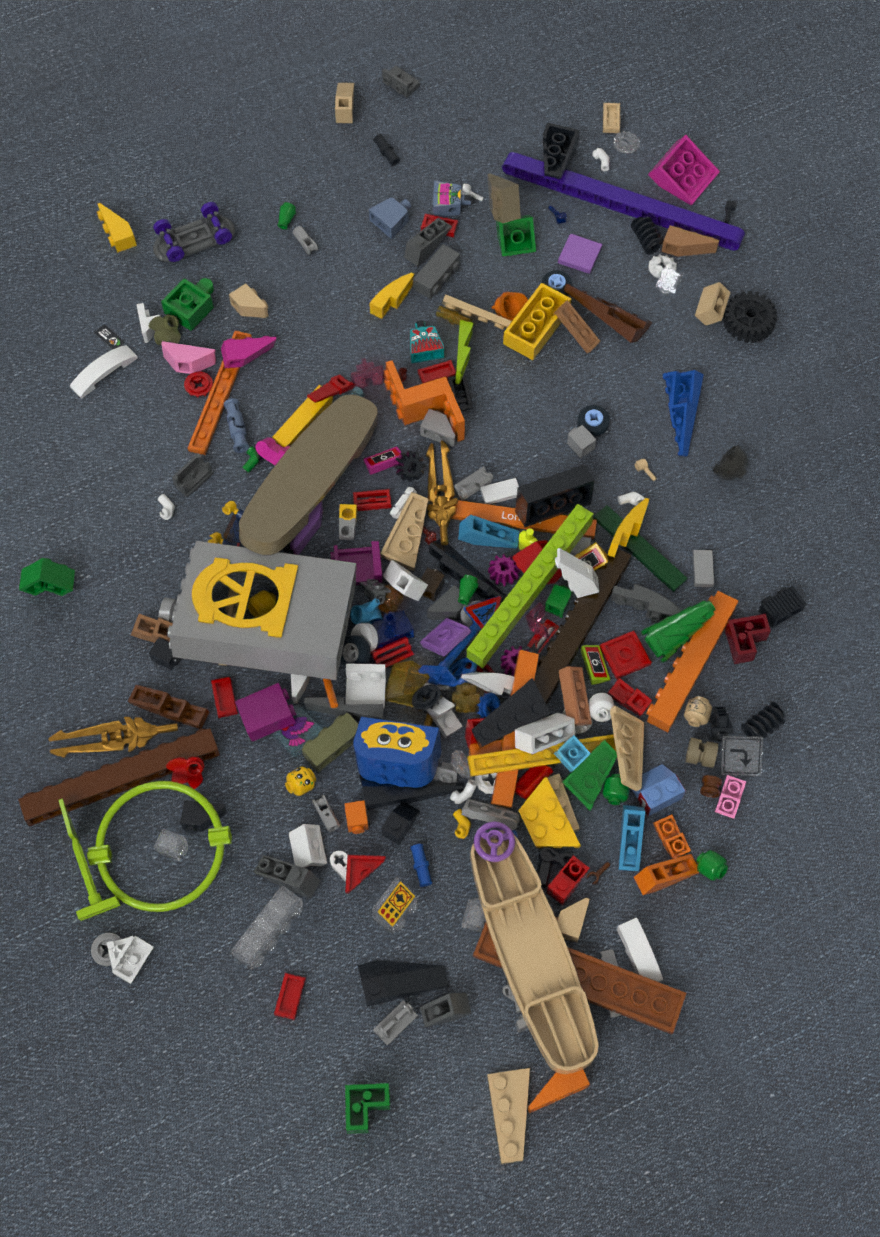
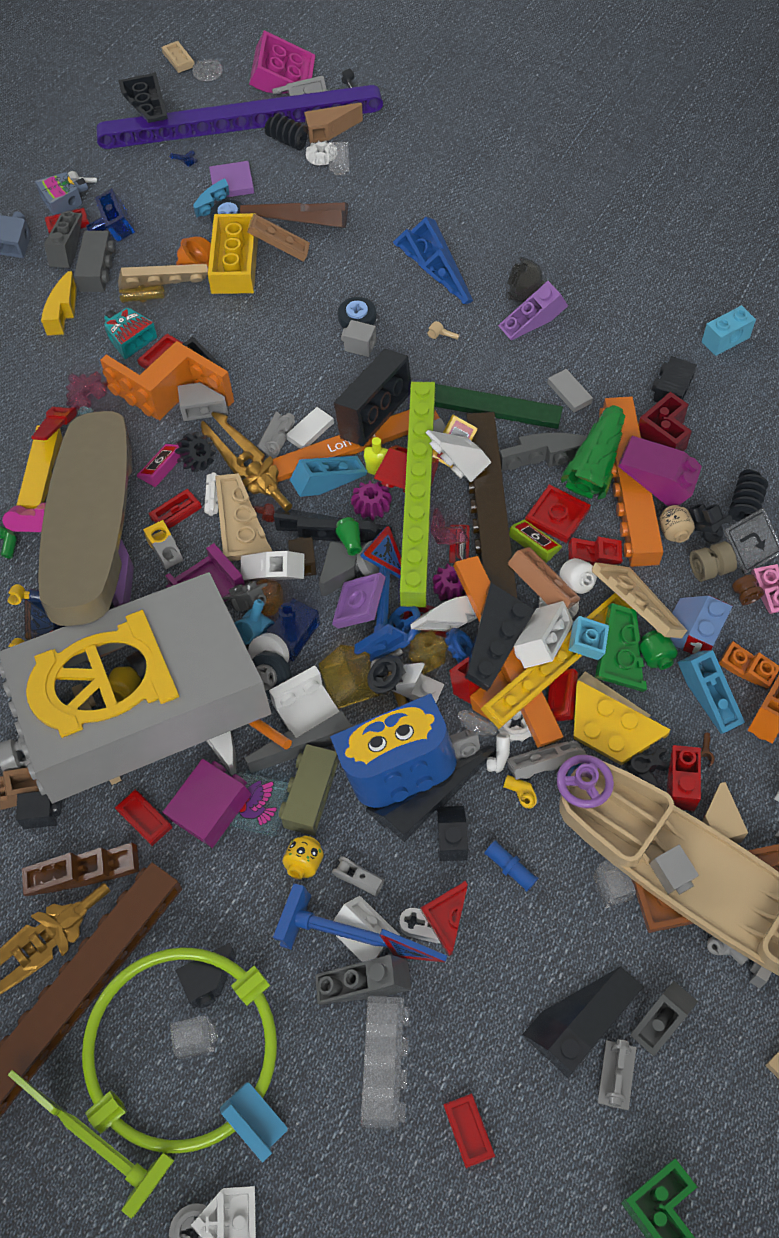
camera: 30 degrees left, 5 degrees down
(174, 911) = (253, 1120): none -> dark azure panel
(184, 772) = (153, 935): red plate -> none
(273, 814) = (295, 917): none -> blue piece
(356, 817) = (398, 857): orange brick -> none
(395, 906) = (519, 933): slope -> none
(408, 653) = (322, 637): red tile -> none
(463, 350) = (174, 315): lime slope -> none
(471, 242) = (113, 216): none -> clear blue brick
(503, 199) = (120, 158): dark tan slope -> none
(510, 929) = (674, 870): none -> light grey brick
(516, 236) = (155, 191): green slope -> none
(545, 265) = (205, 202): none -> dark azure slope
(558, 600) = (451, 498): green brick -> none
(600, 153) = (195, 91): white arm -> none
(630, 525) = (472, 388): yellow slope -> none
(632, 497) = (451, 363): white arm -> none
(686, 201) = (306, 86): none -> light grey hinge
(712, 304) = (396, 157): tan brick -> none
(712, 666) = (661, 470): none -> magenta slope
(722, 492) = (534, 312): none -> medium lavender slope
(750, 316) = (438, 153): black wheel -> none
(854, 590) = (728, 330): none -> medium azure brick

